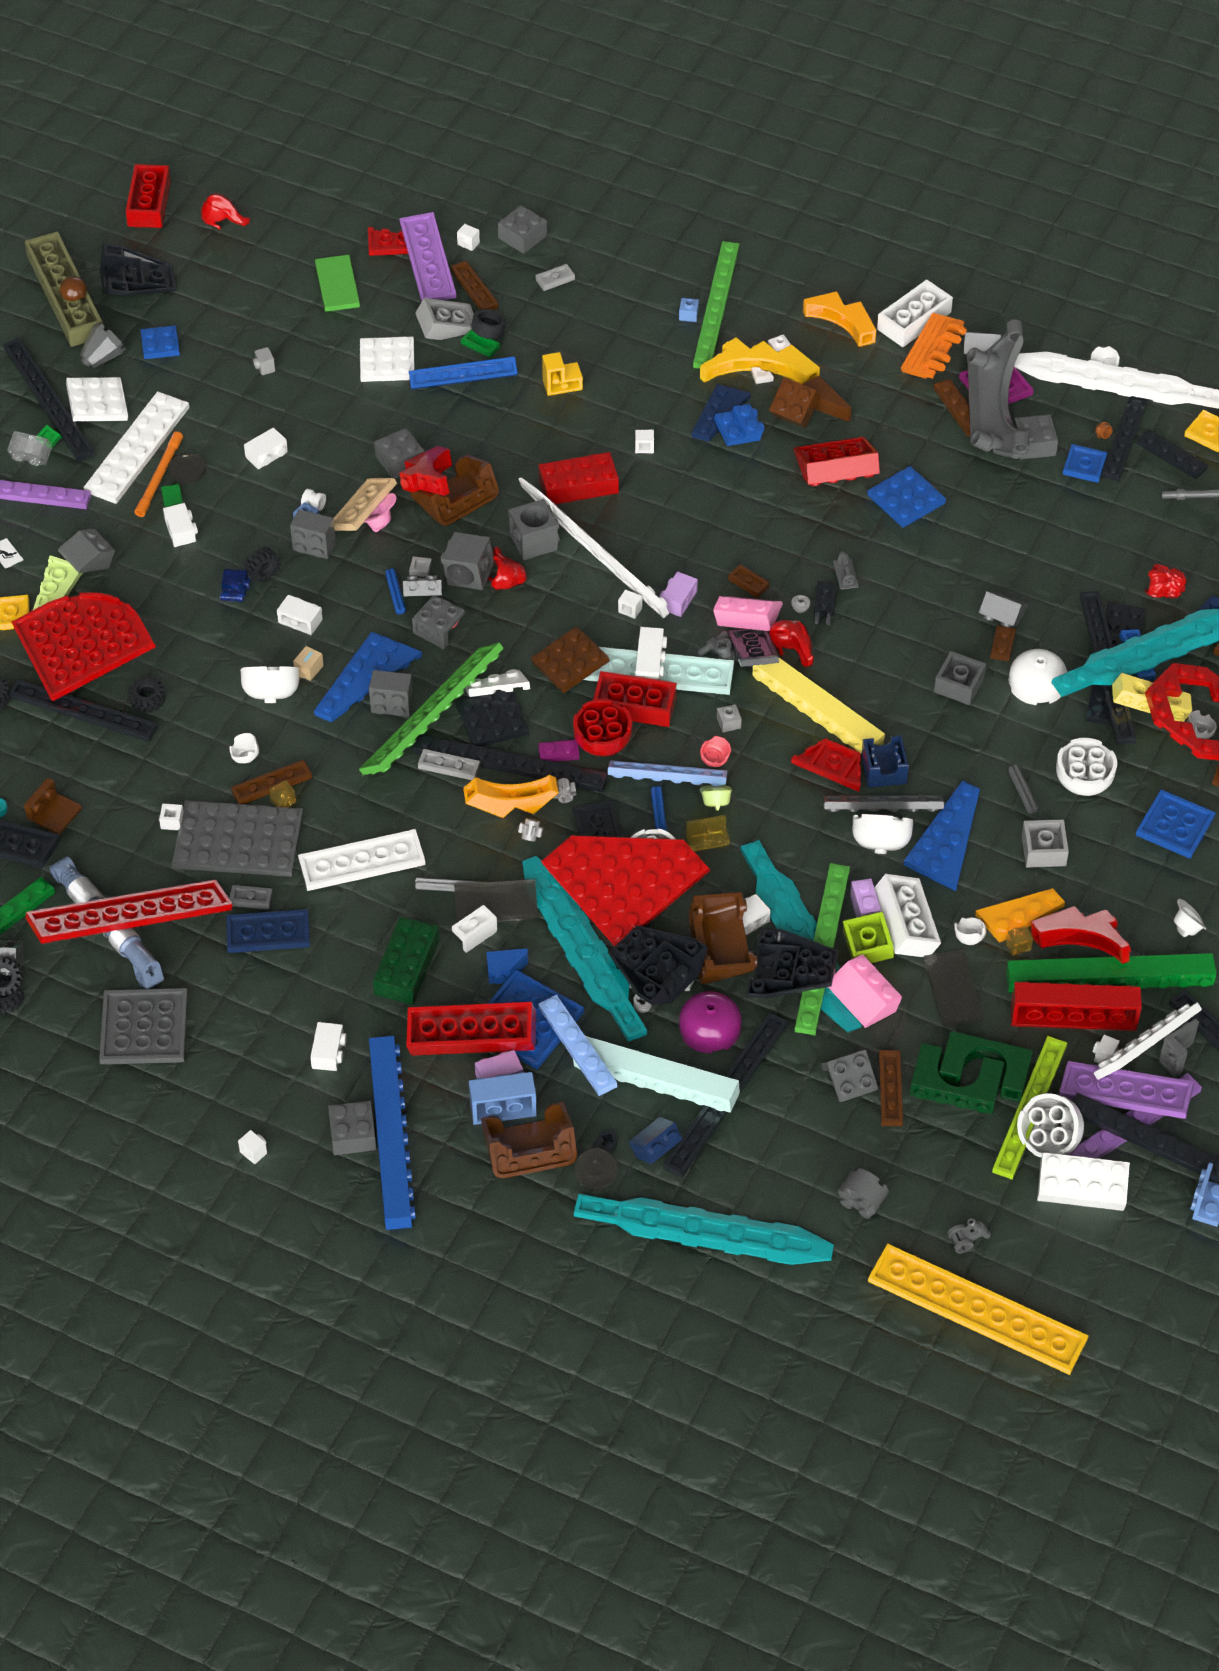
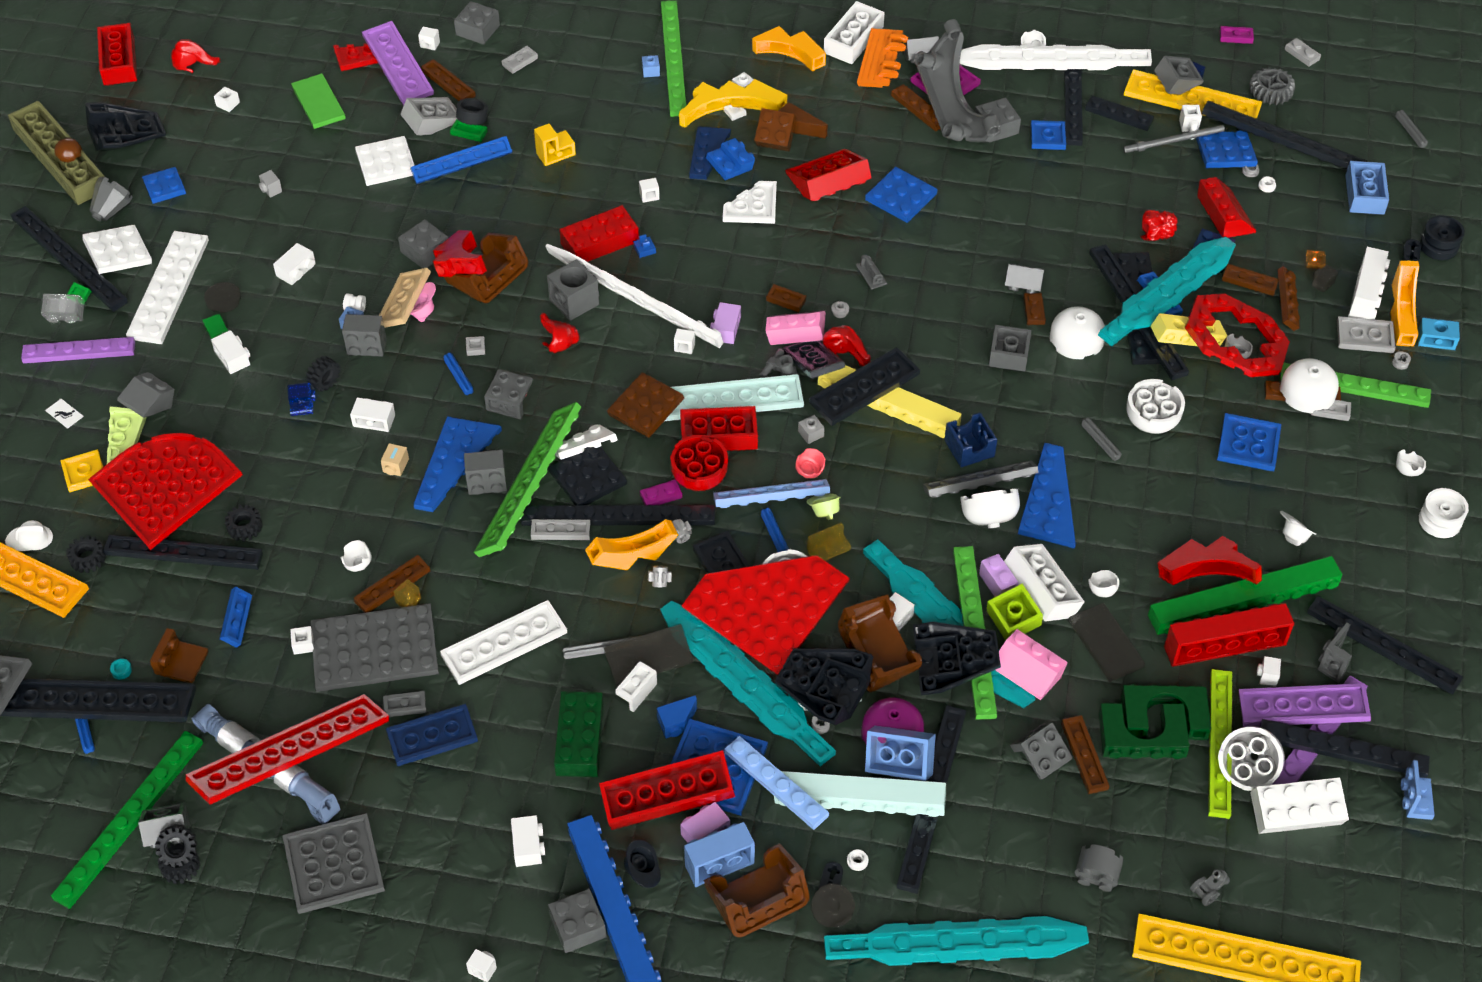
camera: 15 degrees left, 0 degrees up
(115, 782) = (236, 617): none -> blue plate
(144, 502) = (190, 337): orange piece -> none
(245, 264) = (226, 99): none -> white plate
(270, 682) = (363, 486): white cylinder -> none
(422, 586) = (479, 365): plate -> none
(428, 1090) = (642, 864): none -> black piece
(468, 560) = (520, 331): dark grey brick -> none
(621, 499) = (644, 246): none -> blue tile
(633, 1129) = (857, 854): none -> white plate
(650, 653) = (720, 383): white brick -> none
(655, 1140) = (881, 861): dark blue brick -> none
(709, 1048) = (903, 755): none -> medium blue brick
(747, 478) = (754, 205): none -> white plate
(794, 685) = (864, 386): none -> black plate
(824, 601) = (861, 303): black hinge -> none
(832, 762) = (920, 450): red wing -> none
(1019, 912) = (1139, 558): light orange wing -> none
(1019, 940) = (1151, 582): clear yellow plate -> none
(1044, 843) = (1142, 485): light grey brick -> none
(1104, 430) = (1053, 103): dark orange plate -> none
(1146, 1040) = (1308, 654): white plate -> none

